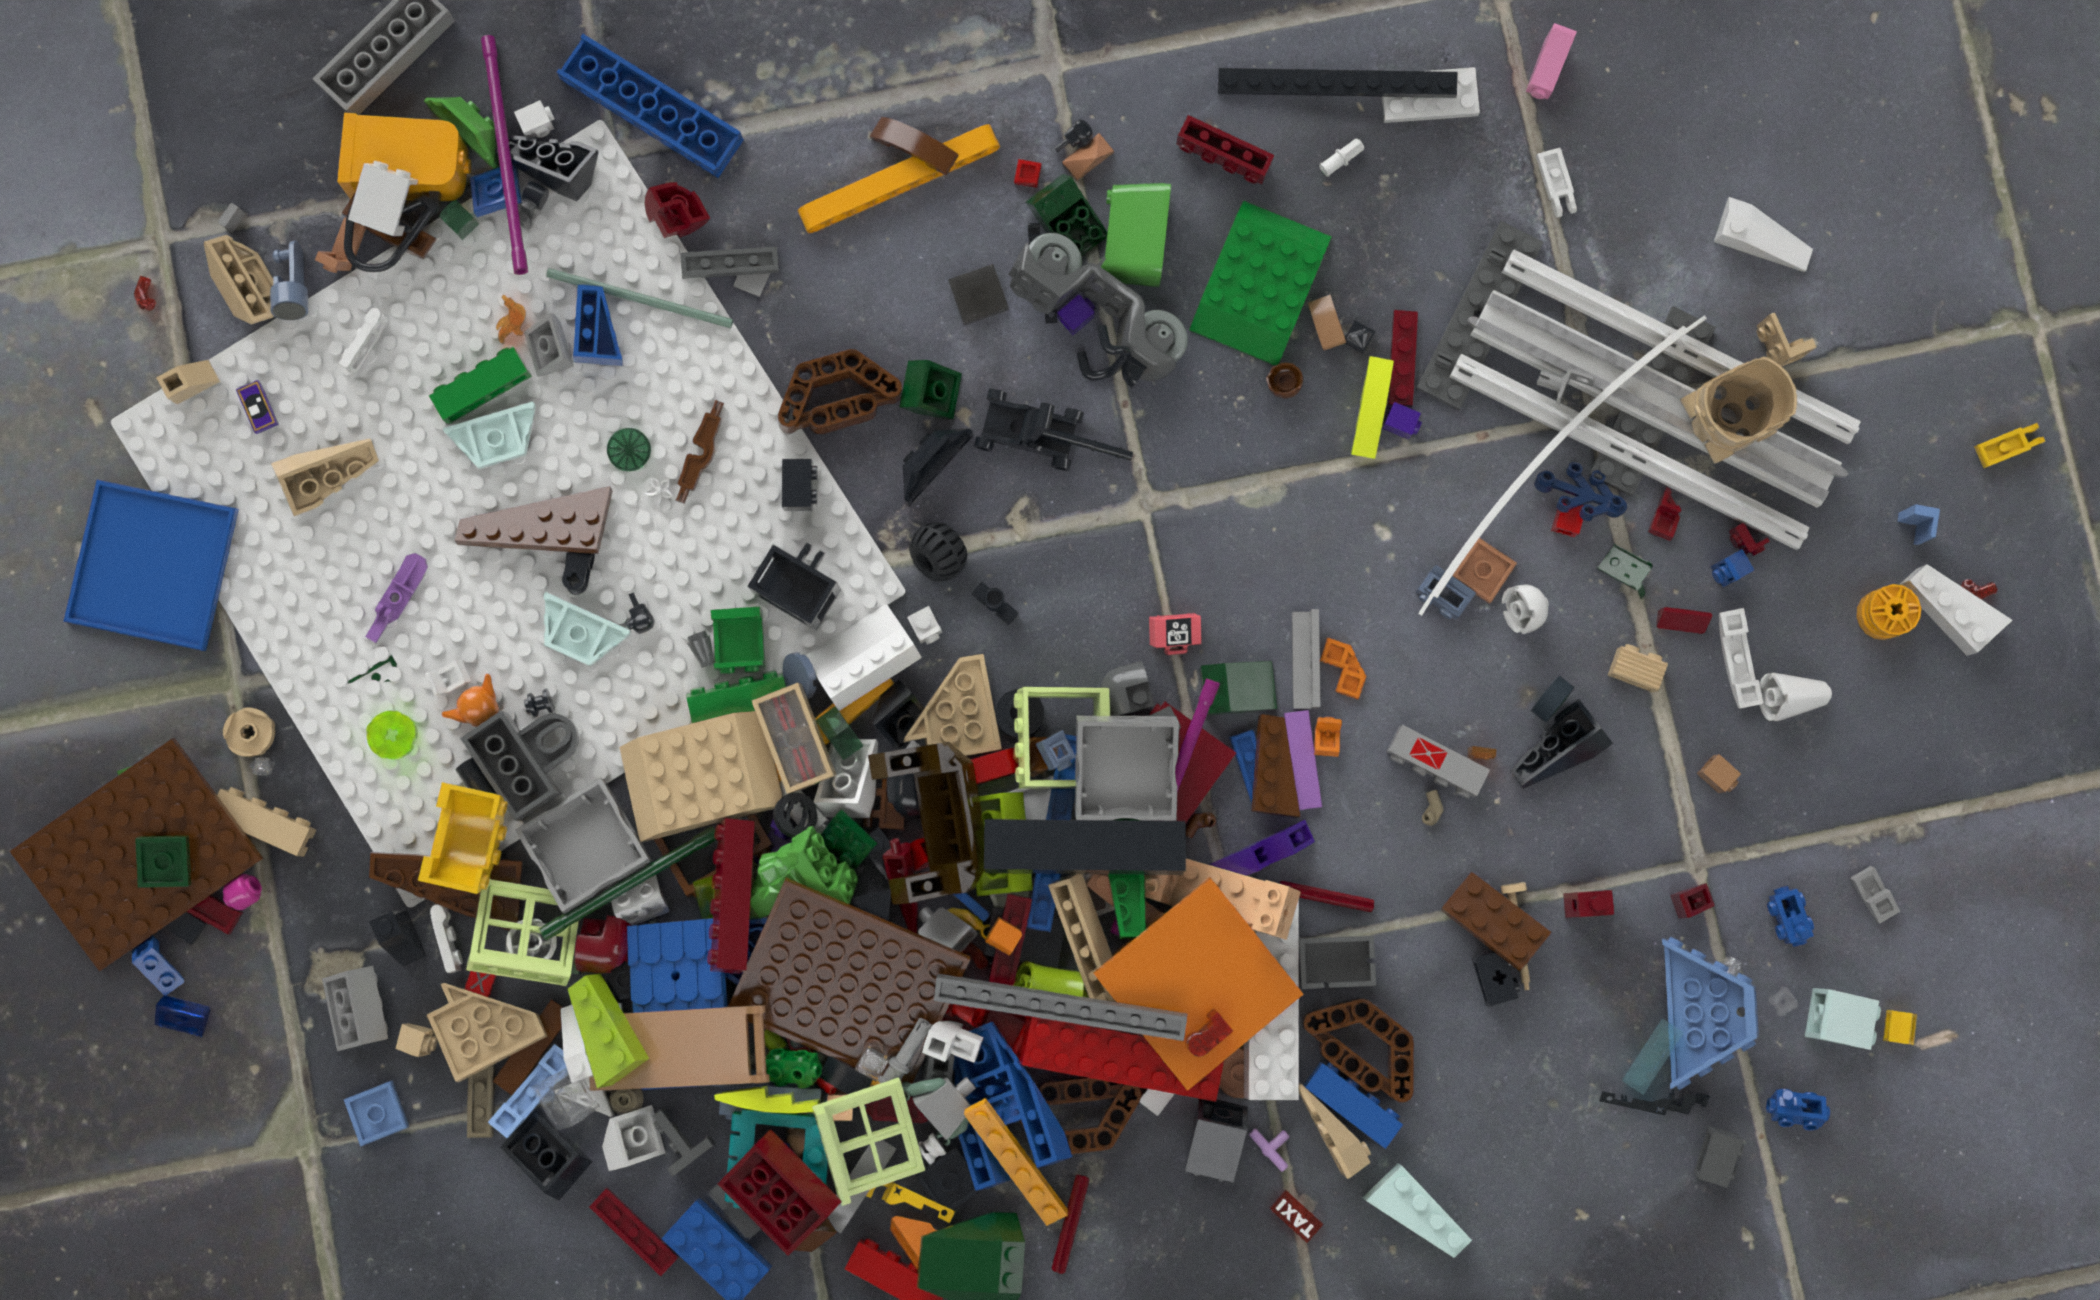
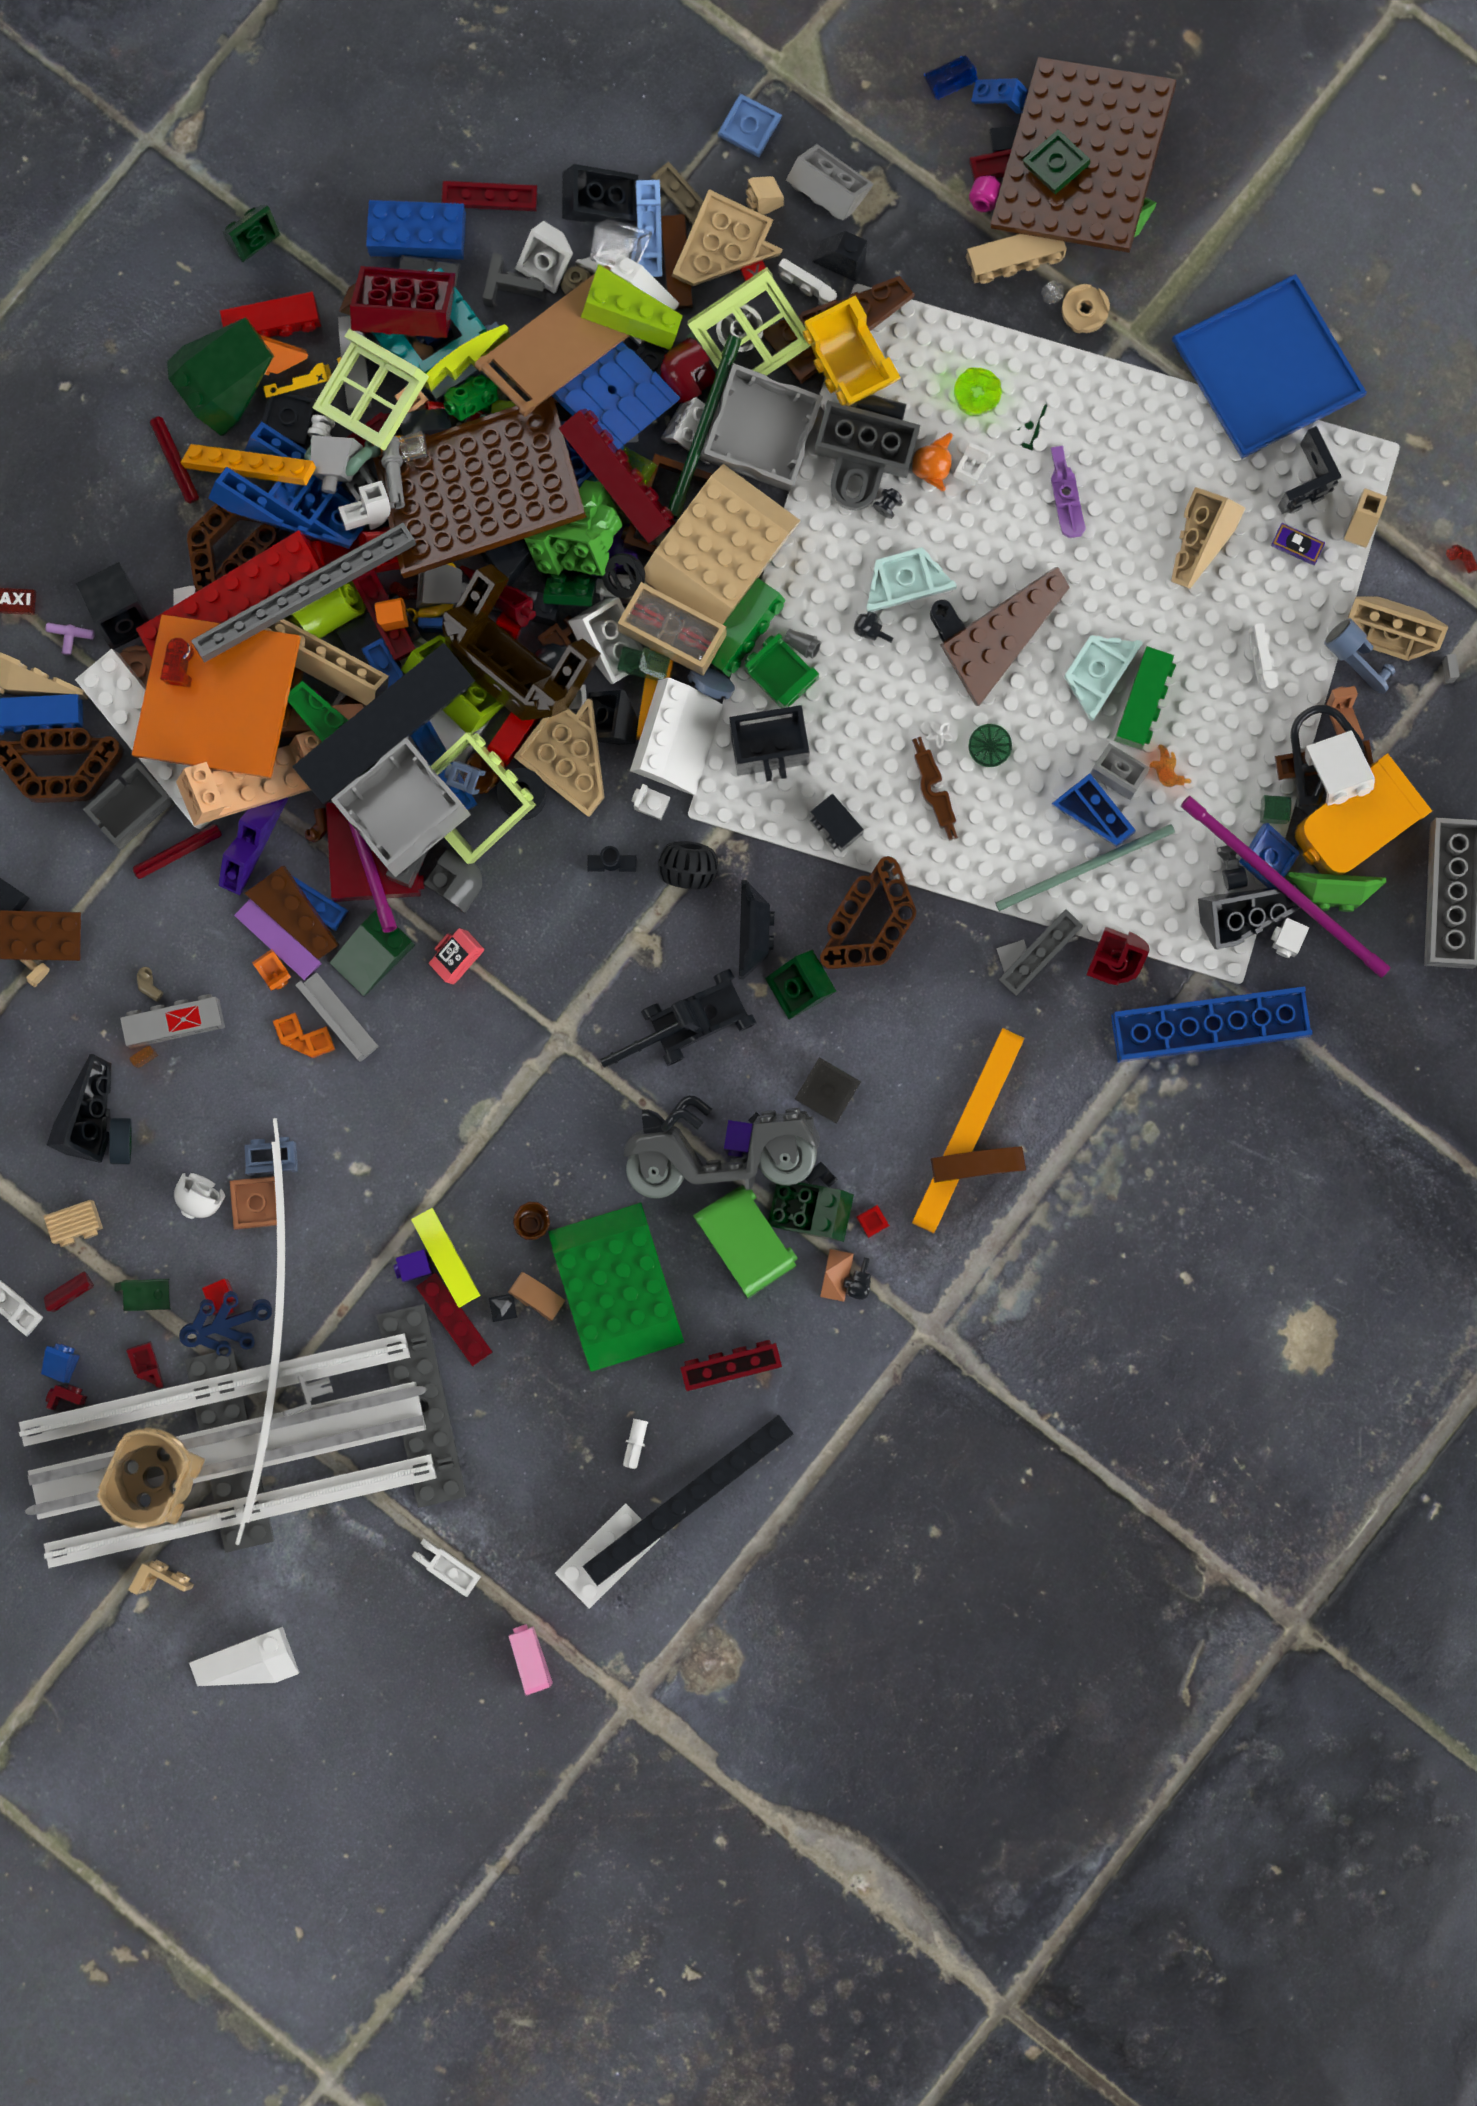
camera: 145 degrees right, 0 degrees up
(184, 441) = (1323, 468): none -> black bracket

